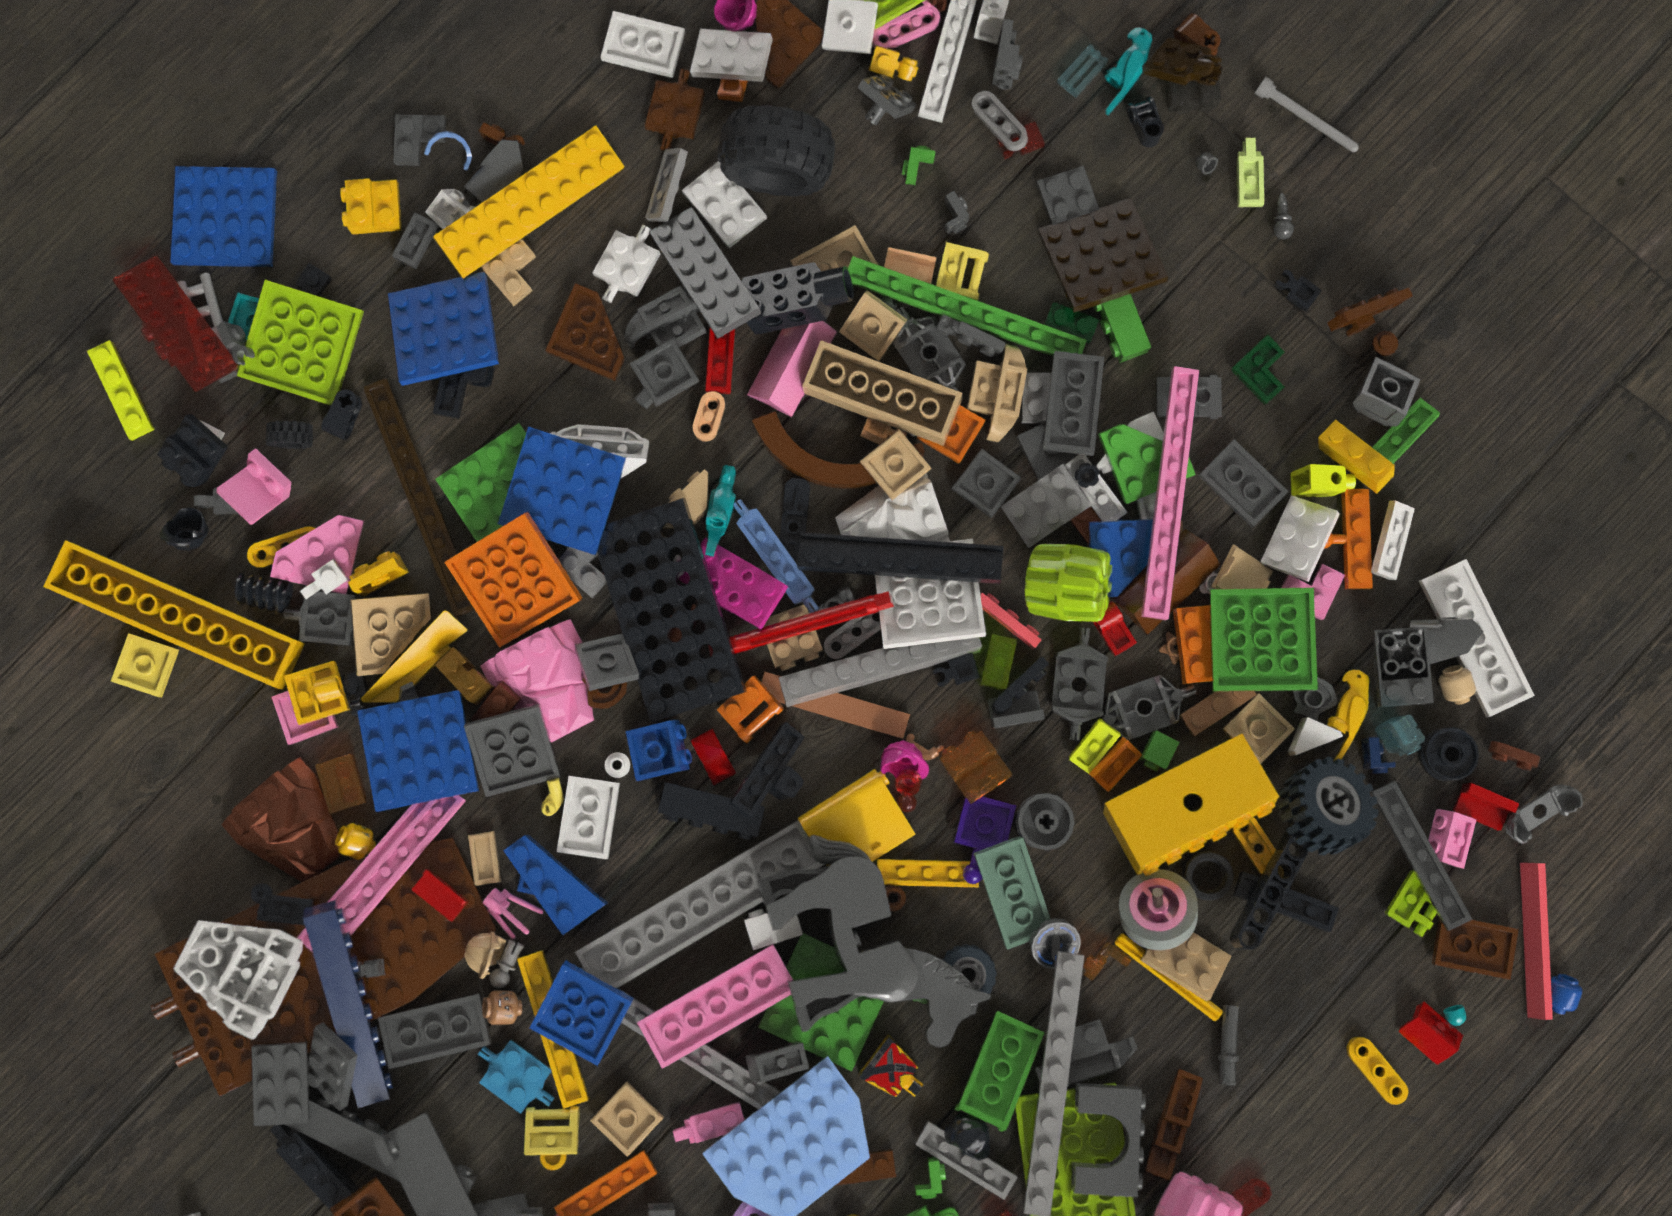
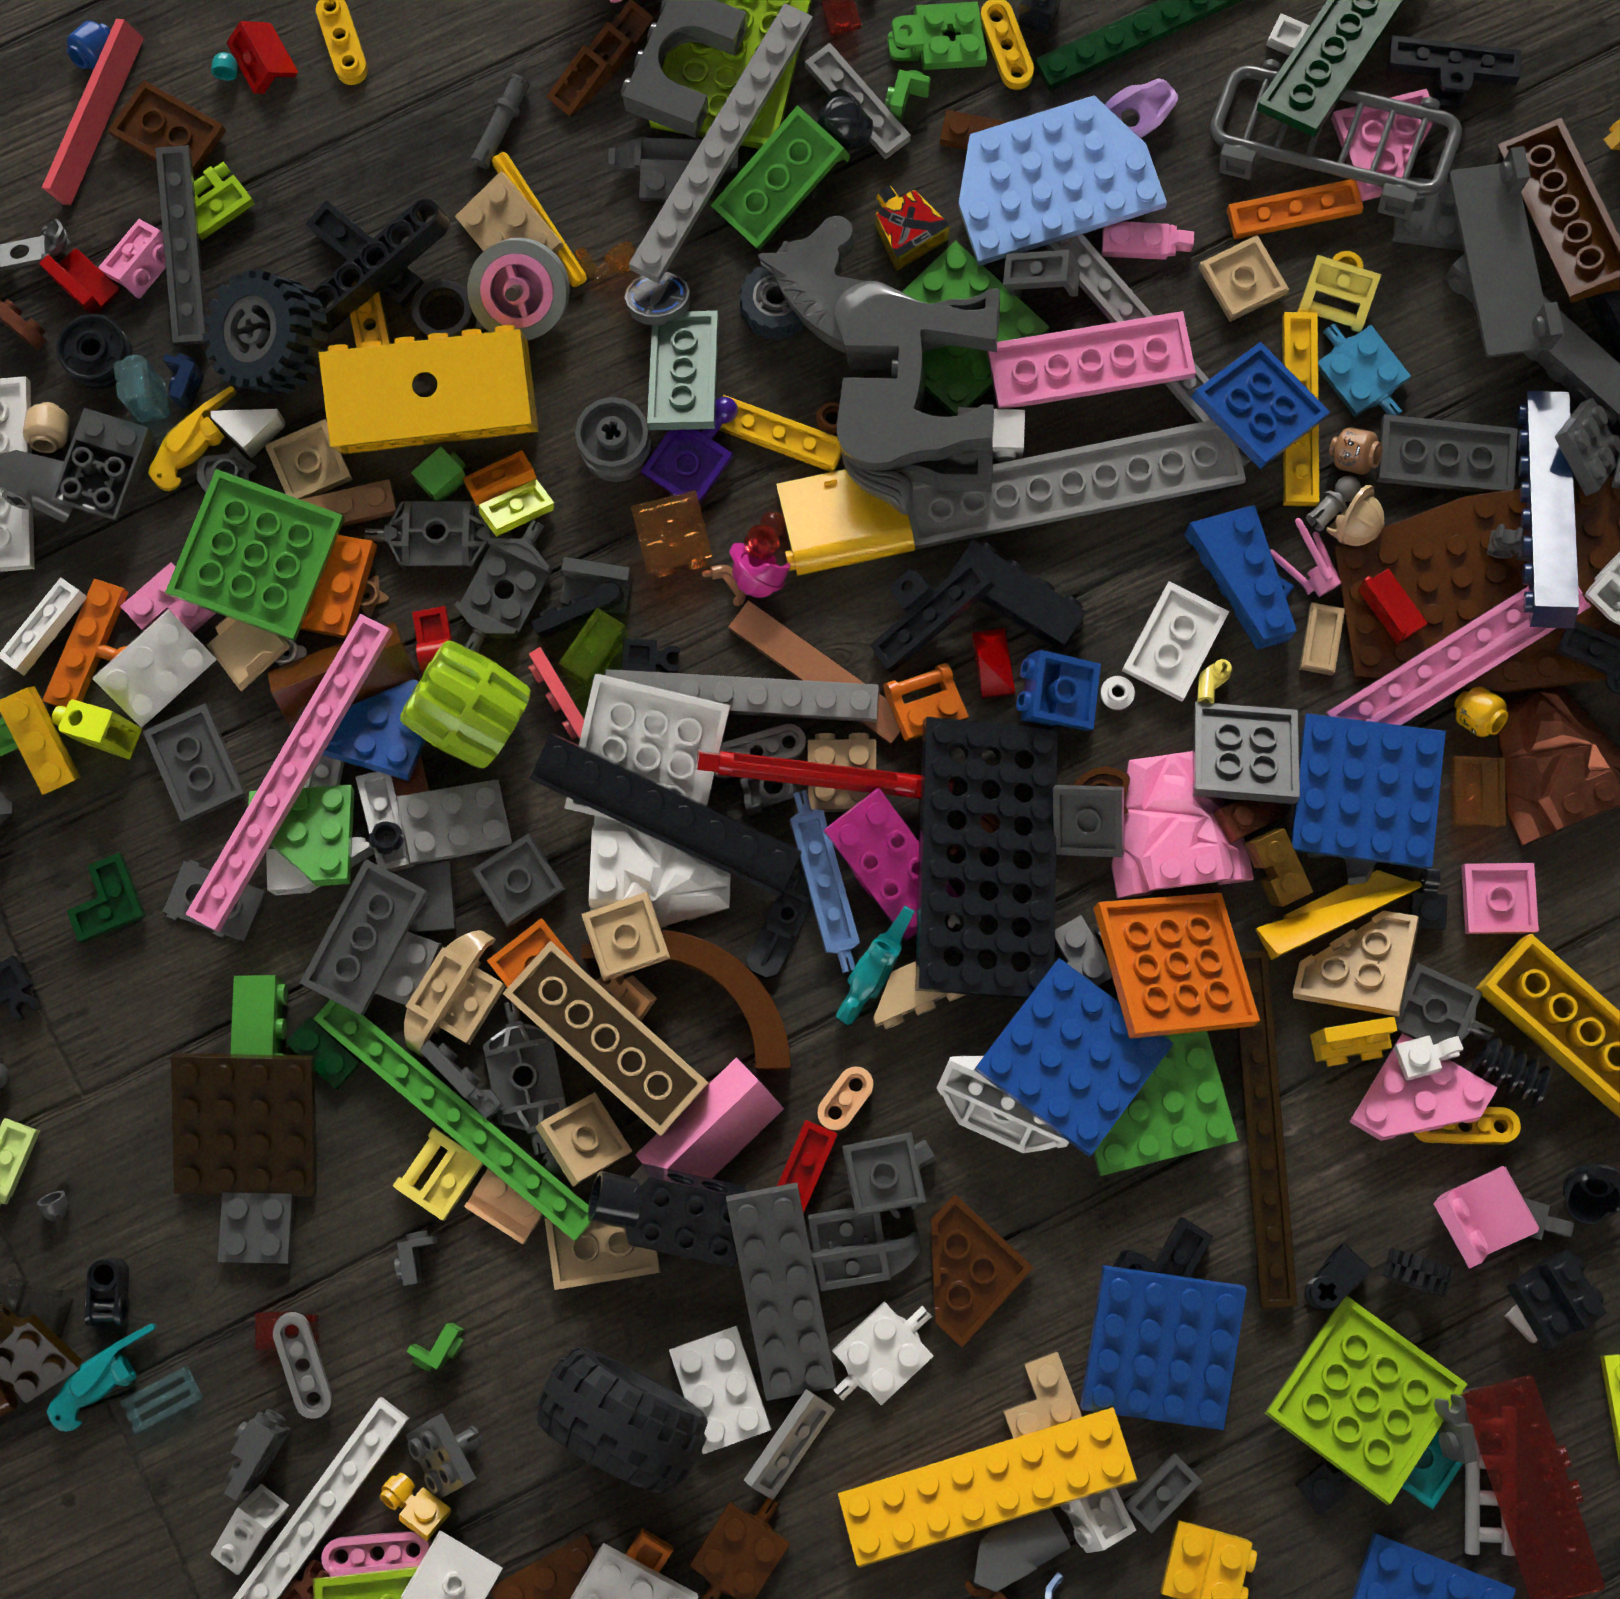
camera: 150 degrees left, 5 degrees down
(316, 692) = (1478, 911): yellow plate -> none

